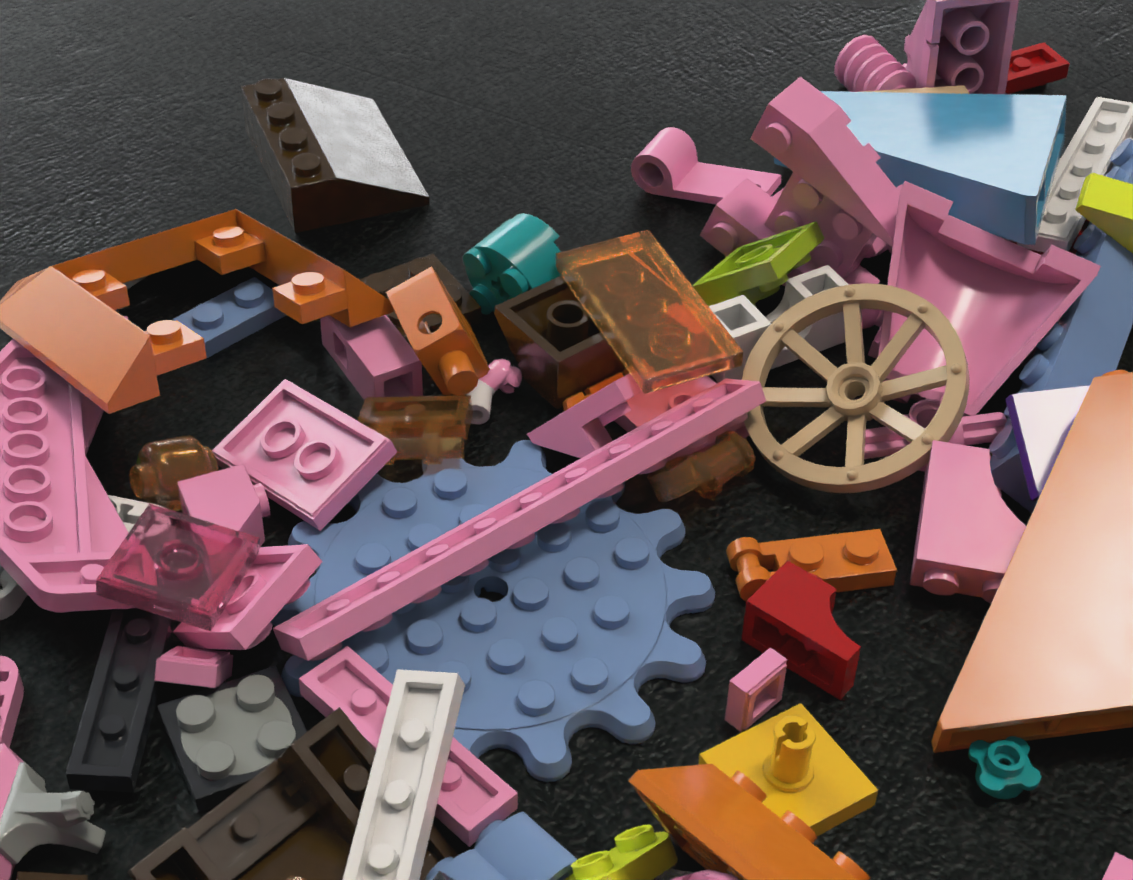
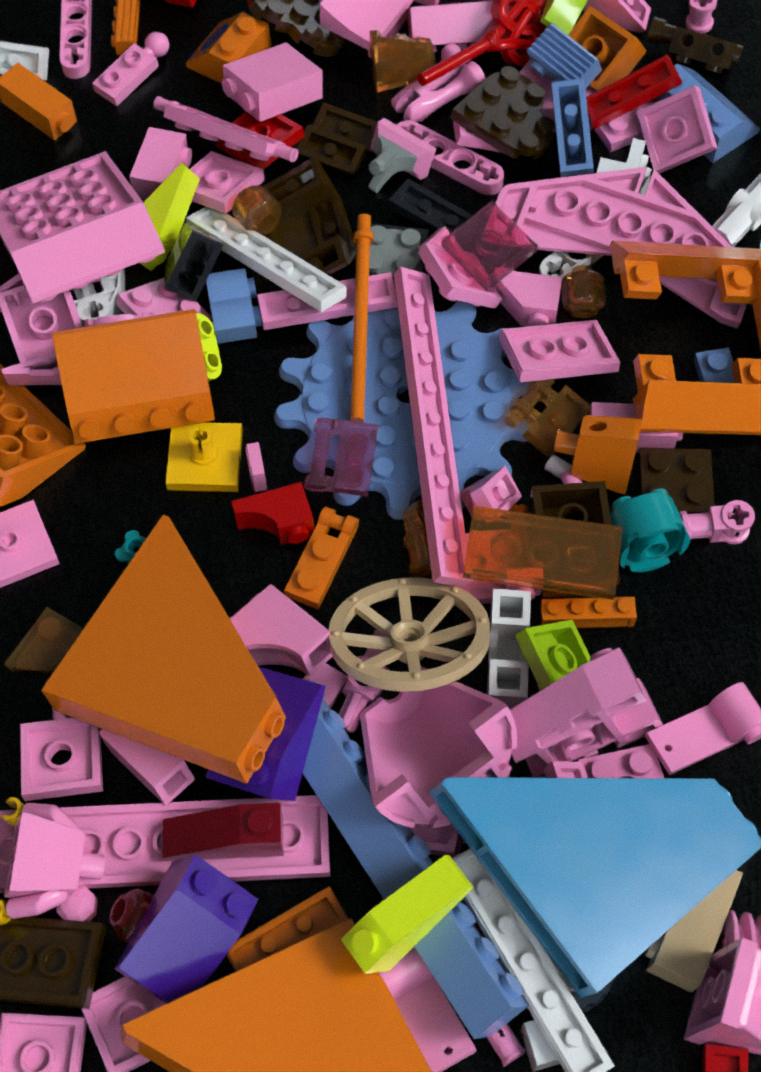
camera: 125 degrees right, 20 degrees up
(270, 719) = (363, 238): none -> orange bar
(443, 235) = (721, 523): none -> bright pink connector
(659, 569) = (353, 459): none -> clear pink plate

